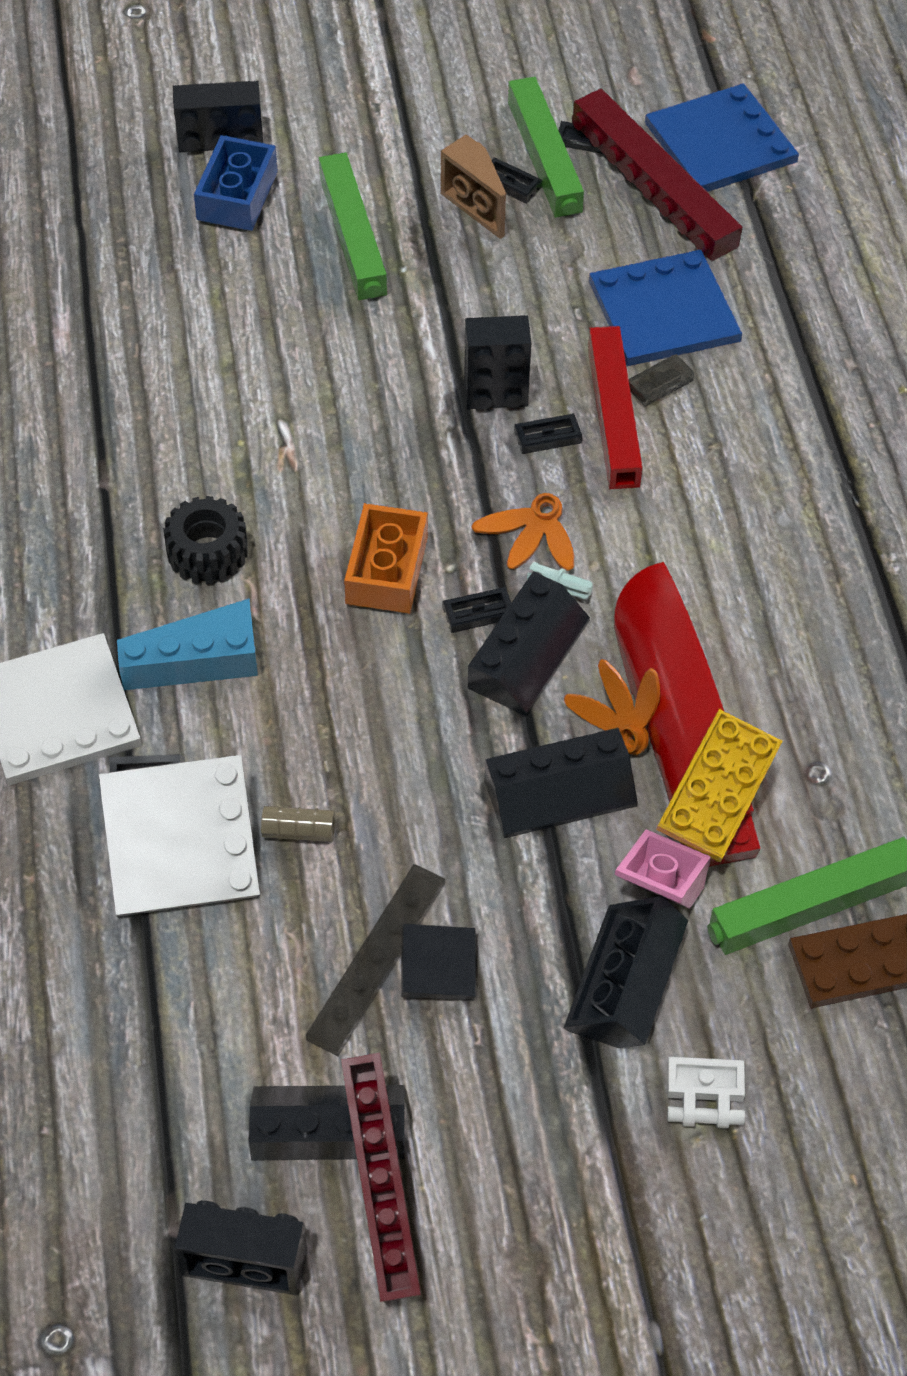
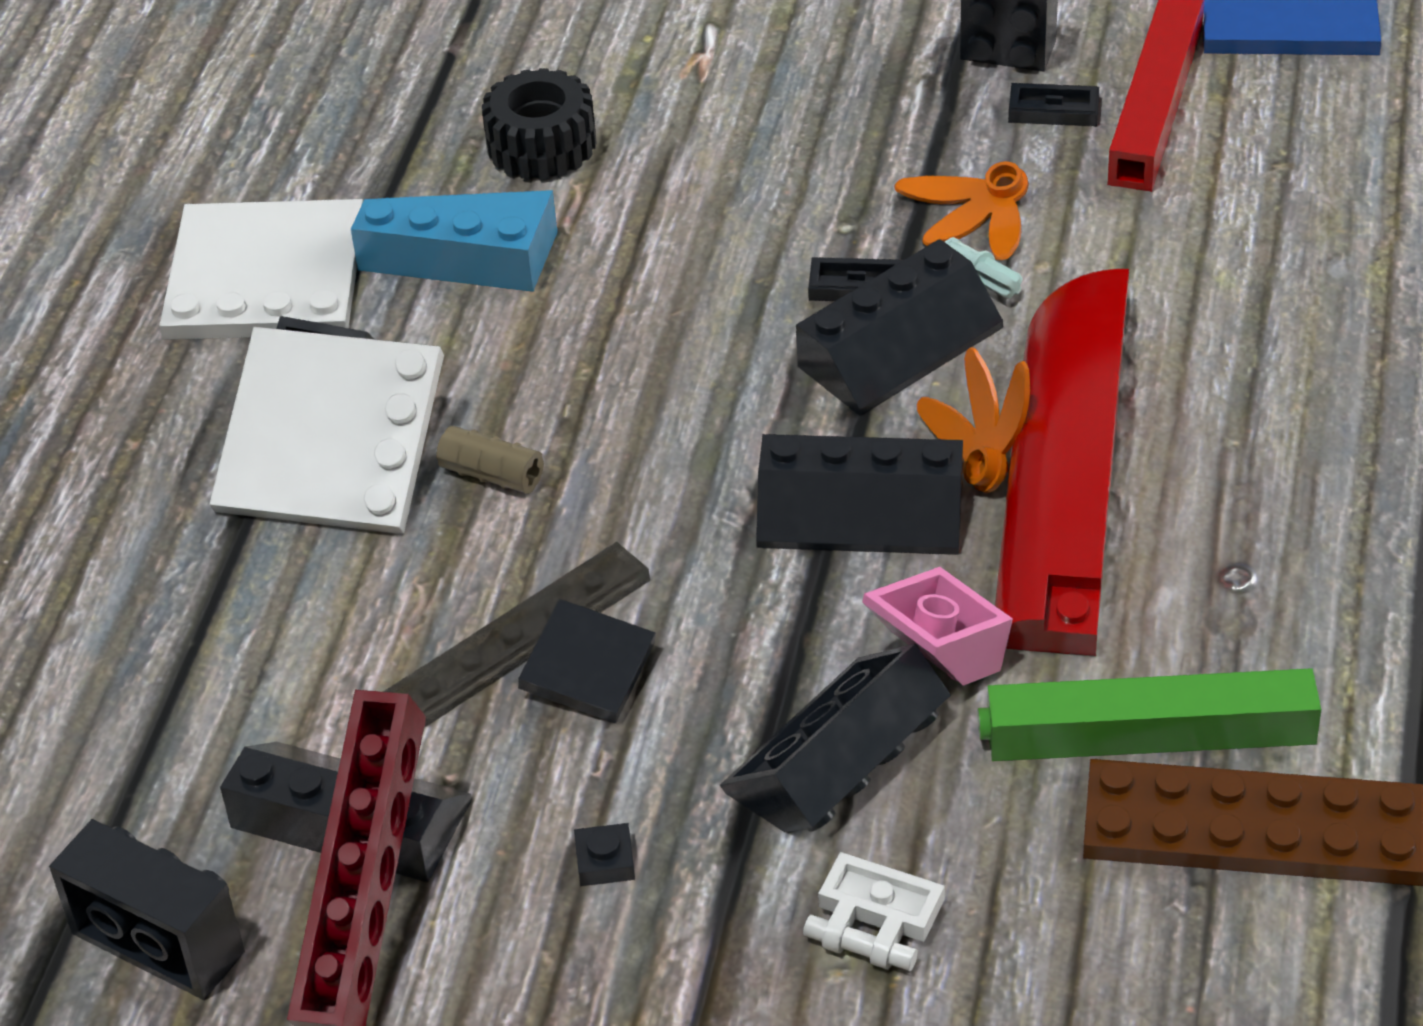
camera: 25 degrees right, 10 degrees down
(386, 558) = (757, 189): orange brick -> none
(513, 1102) = (604, 854): none -> black plate
(660, 380) = (1237, 72): clear smoke plate -> none
(719, 785) = (1062, 532): yellow tile -> none

